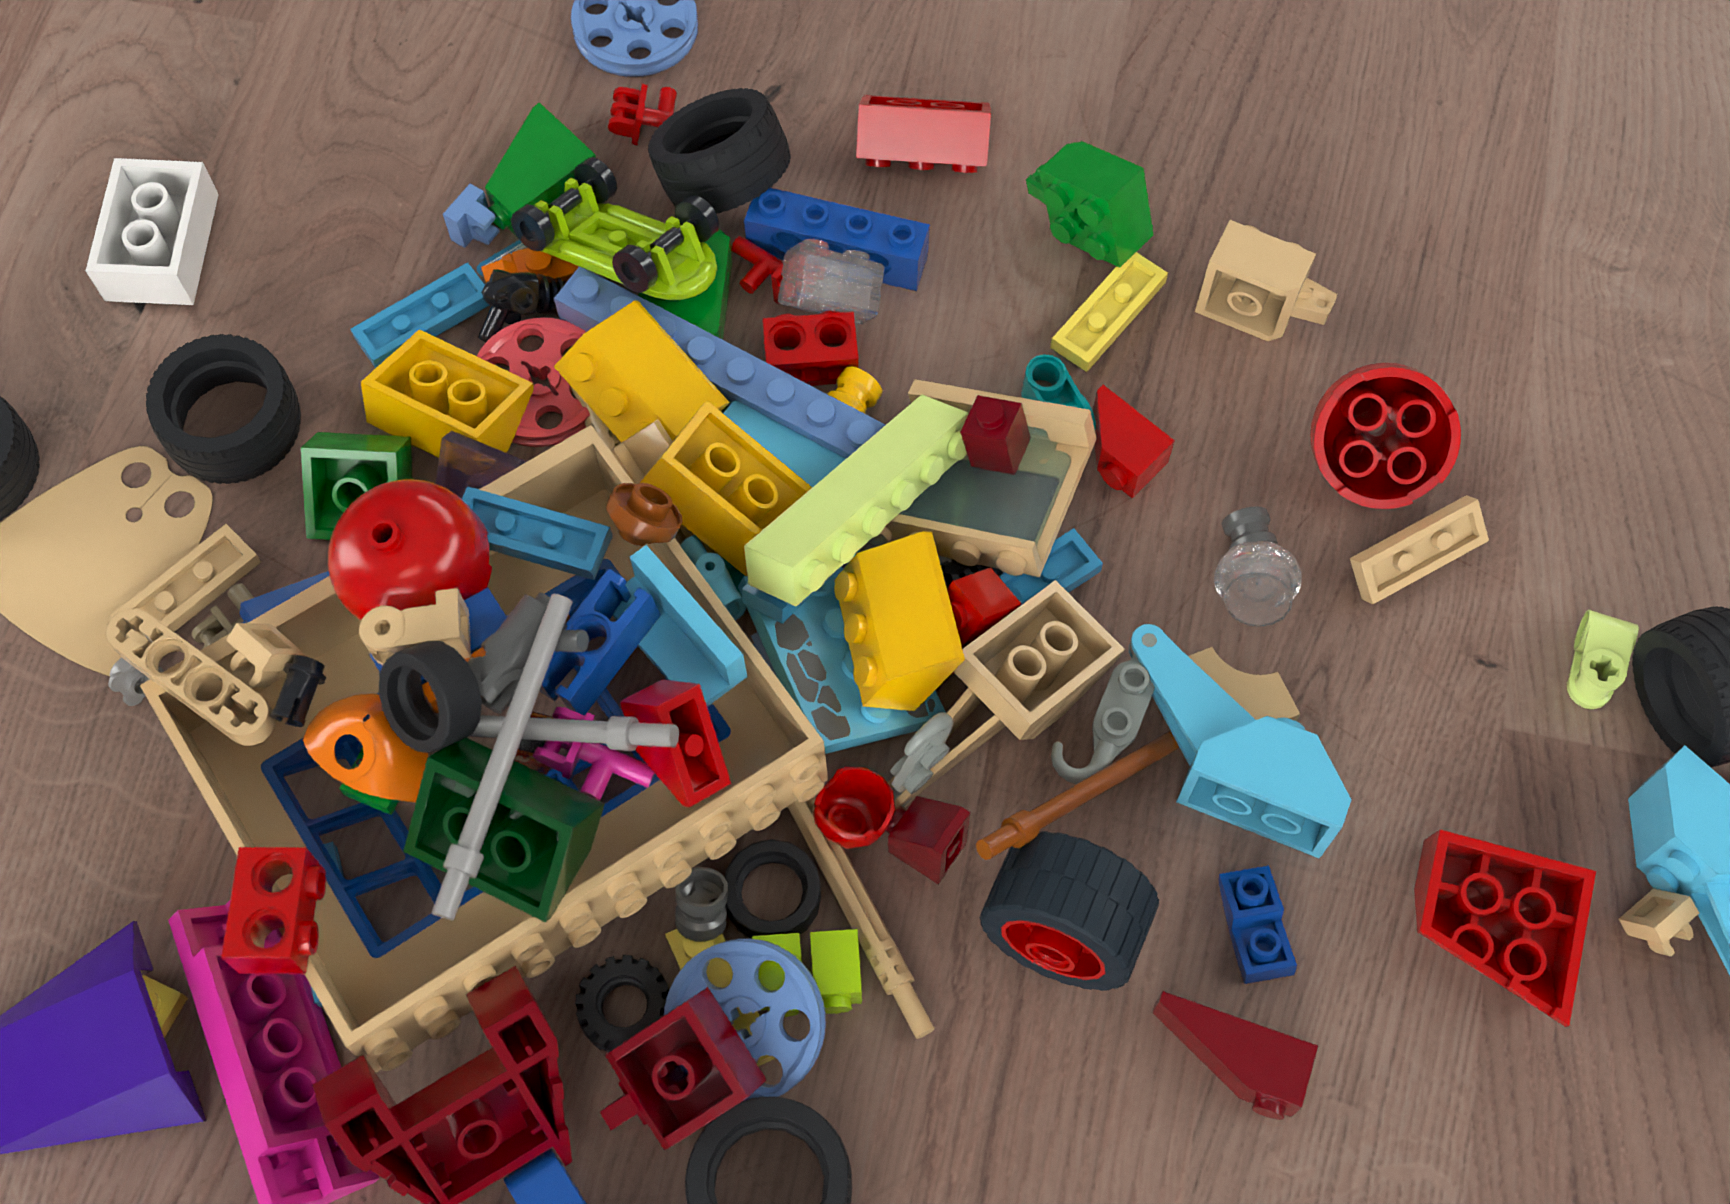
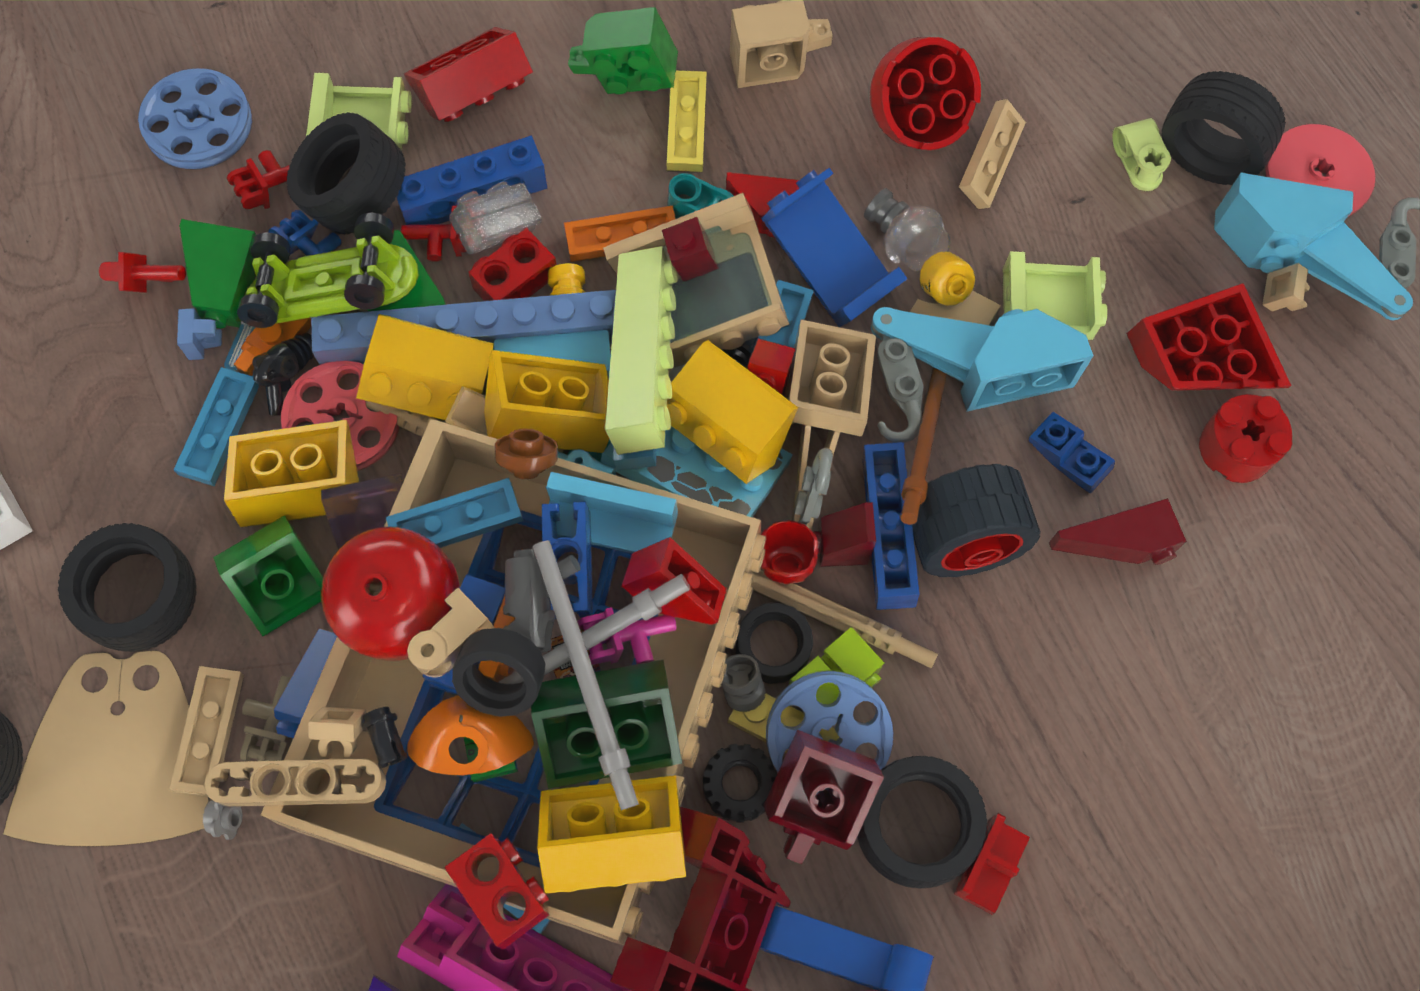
camera: 40 degrees left, 5 degrees up
(386, 933) = (595, 844): none -> yellow slope
(461, 127) = (133, 272): none -> red arm
(636, 184) = (299, 232): none -> blue arm
(803, 110) = (379, 105): none -> yellowish green panel
(917, 360) = (589, 236): none -> orange plate
(958, 890) = (894, 550): none -> blue brick
(1151, 529) = (829, 249): none -> blue panel
(1257, 645) = (947, 278): none -> yellow head
(1373, 745) = (1059, 291): none -> yellowish green panel
(1498, 1036) = (1246, 437): none -> red brick

